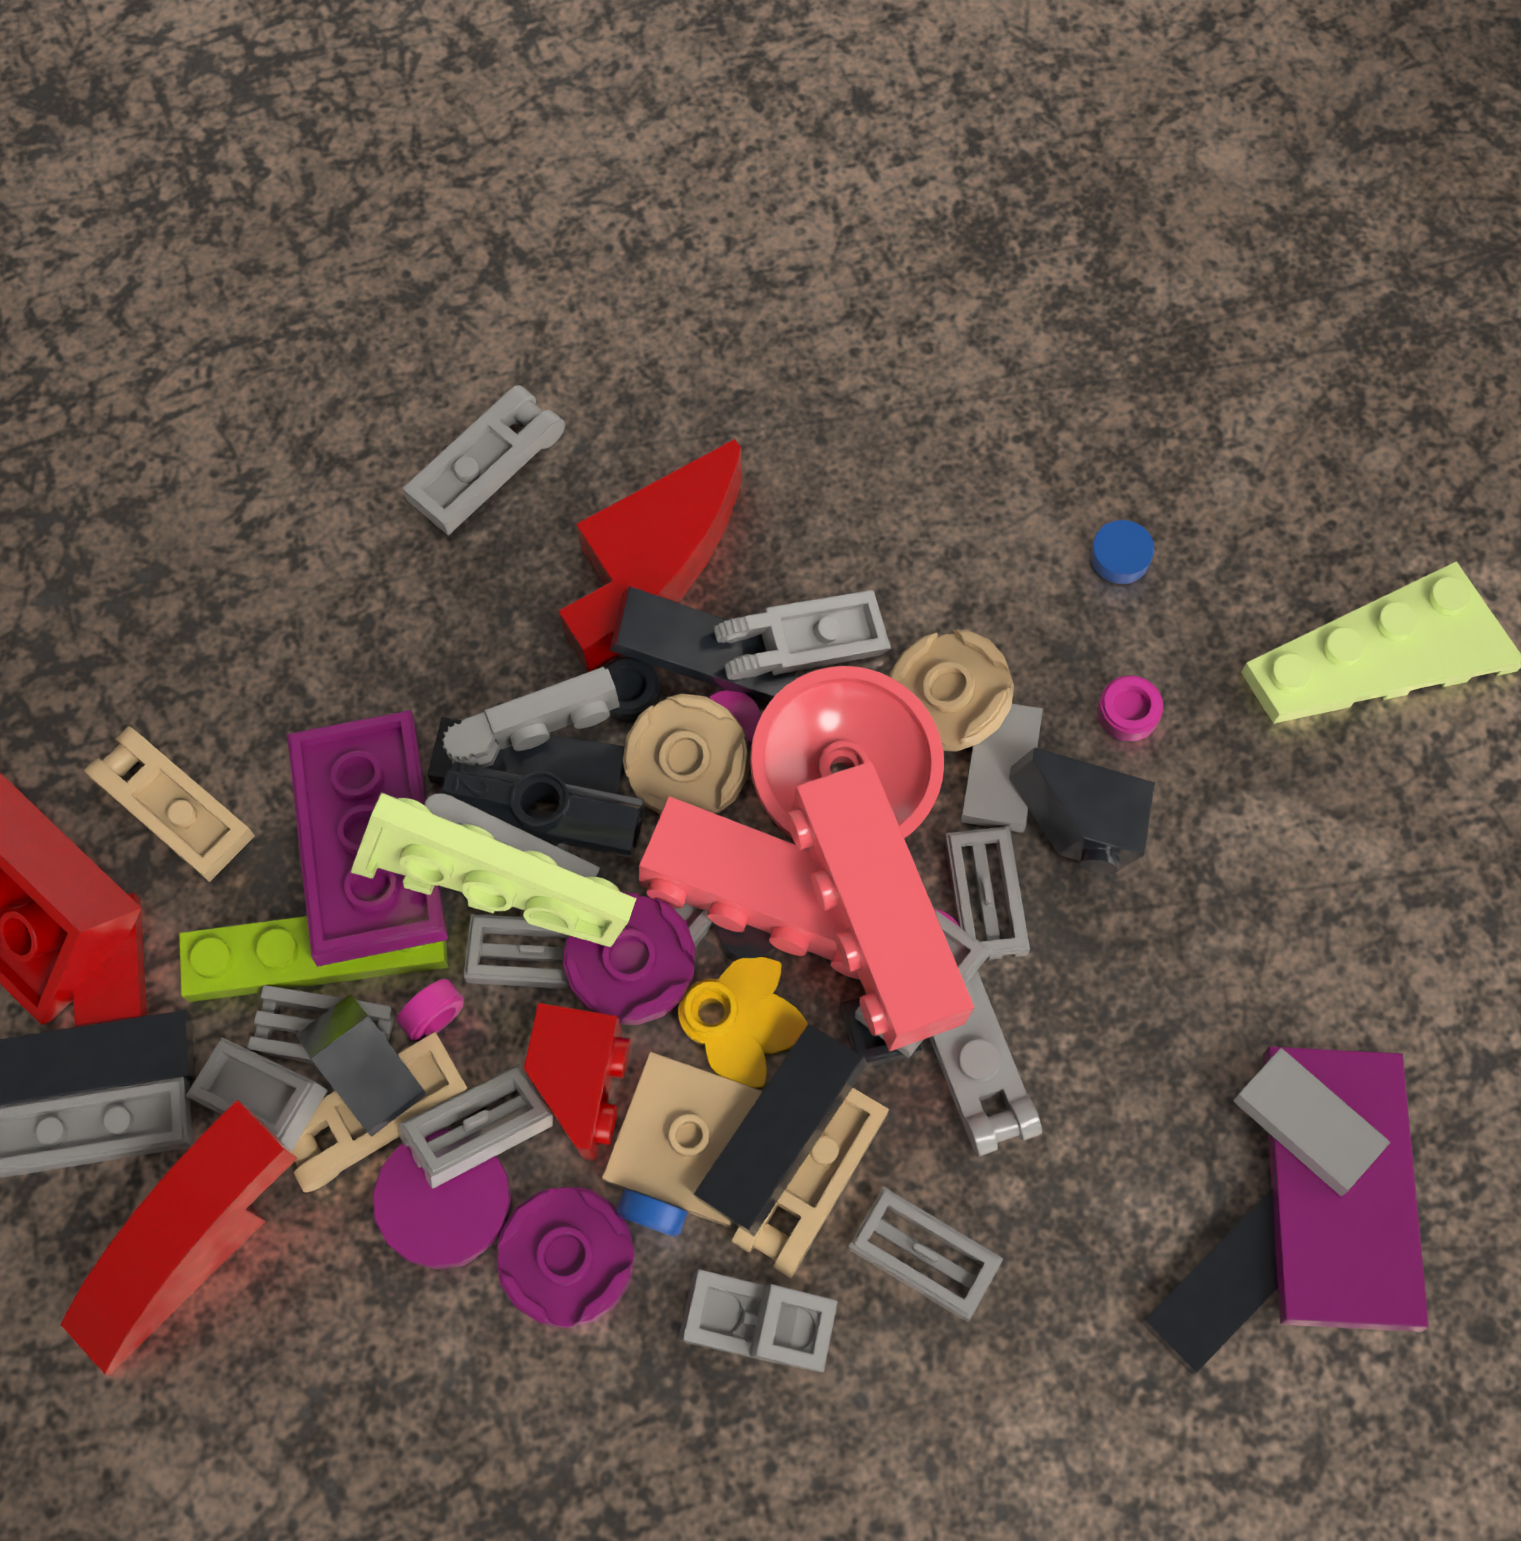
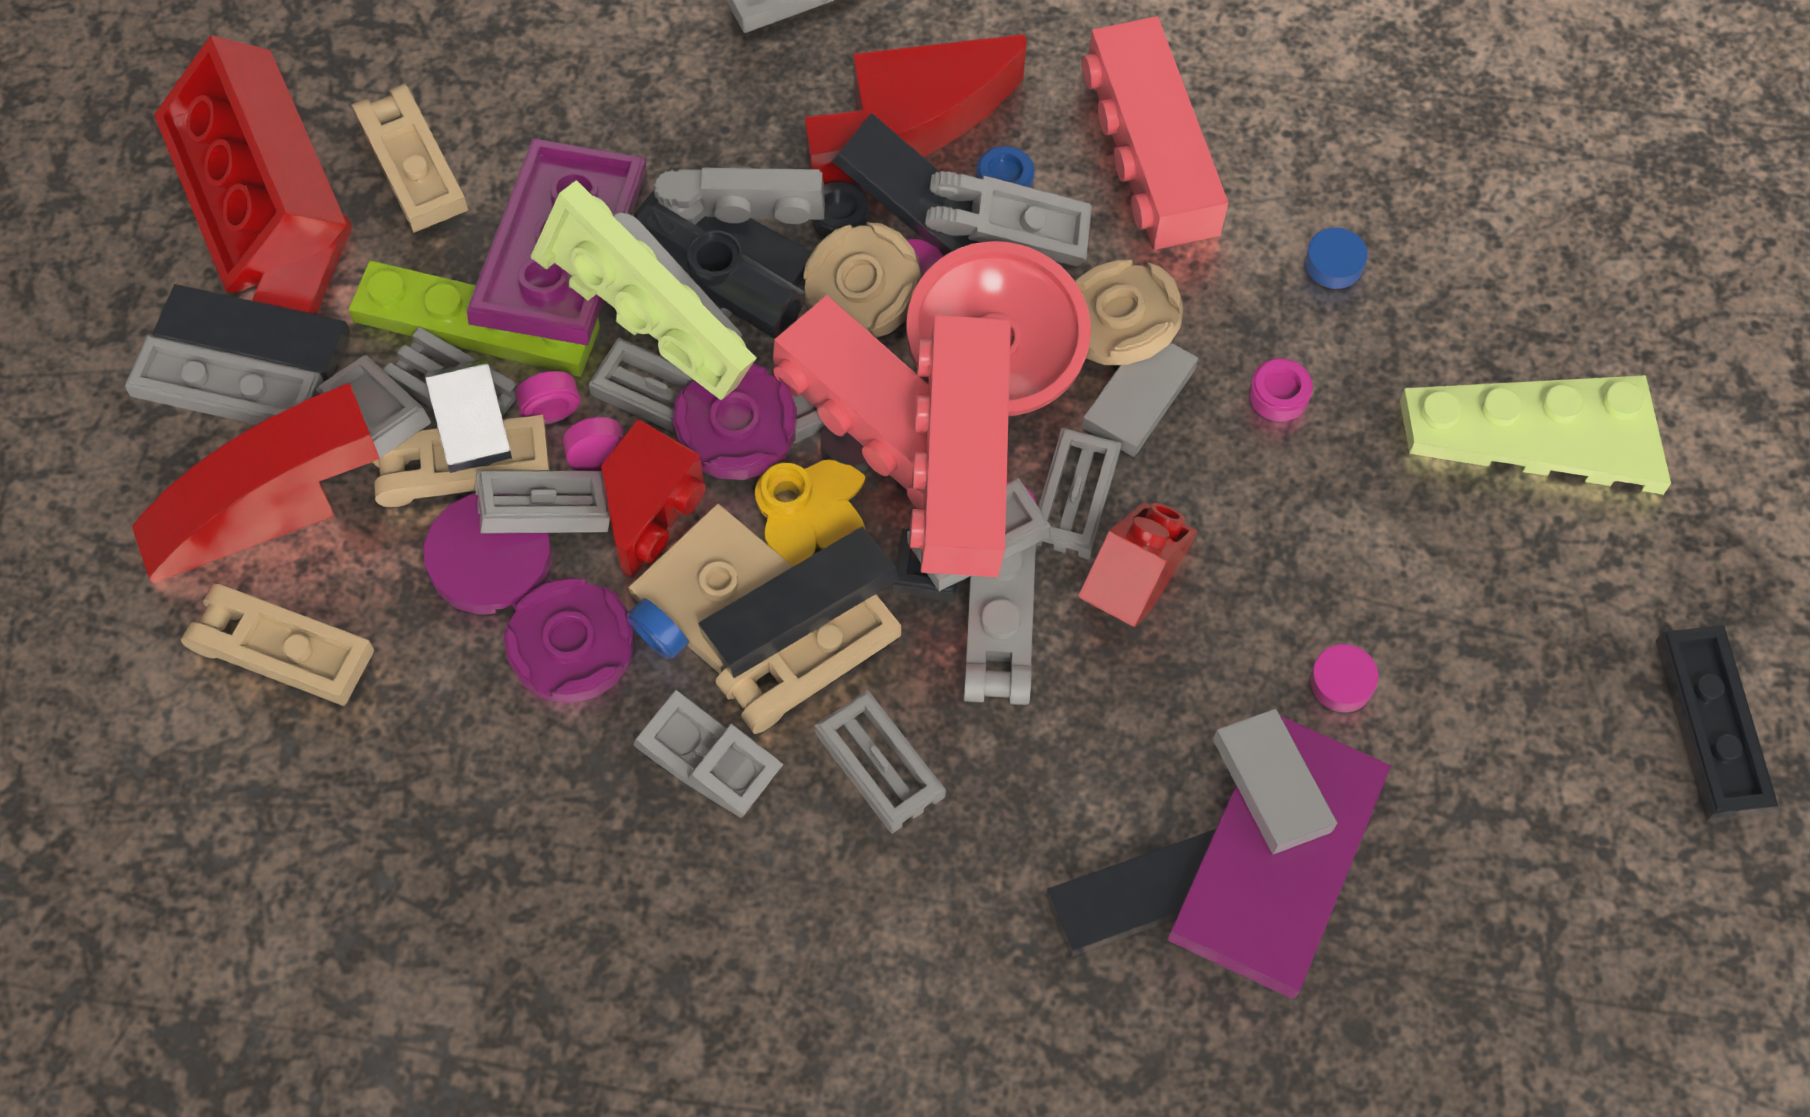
camera: 20 degrees right, 5 degrees down
(276, 1391) = (279, 644): none -> tan plate
(499, 1040) = (591, 442): none -> dark pink tile
(770, 584) = (1007, 165): none -> blue tile
(899, 490) = (1154, 134): none -> coral brick
(1083, 946) = (1137, 562): none -> slope
(1086, 809) = (1194, 448): black slope -> none
(1318, 981) = (1344, 678): none -> dark pink tile

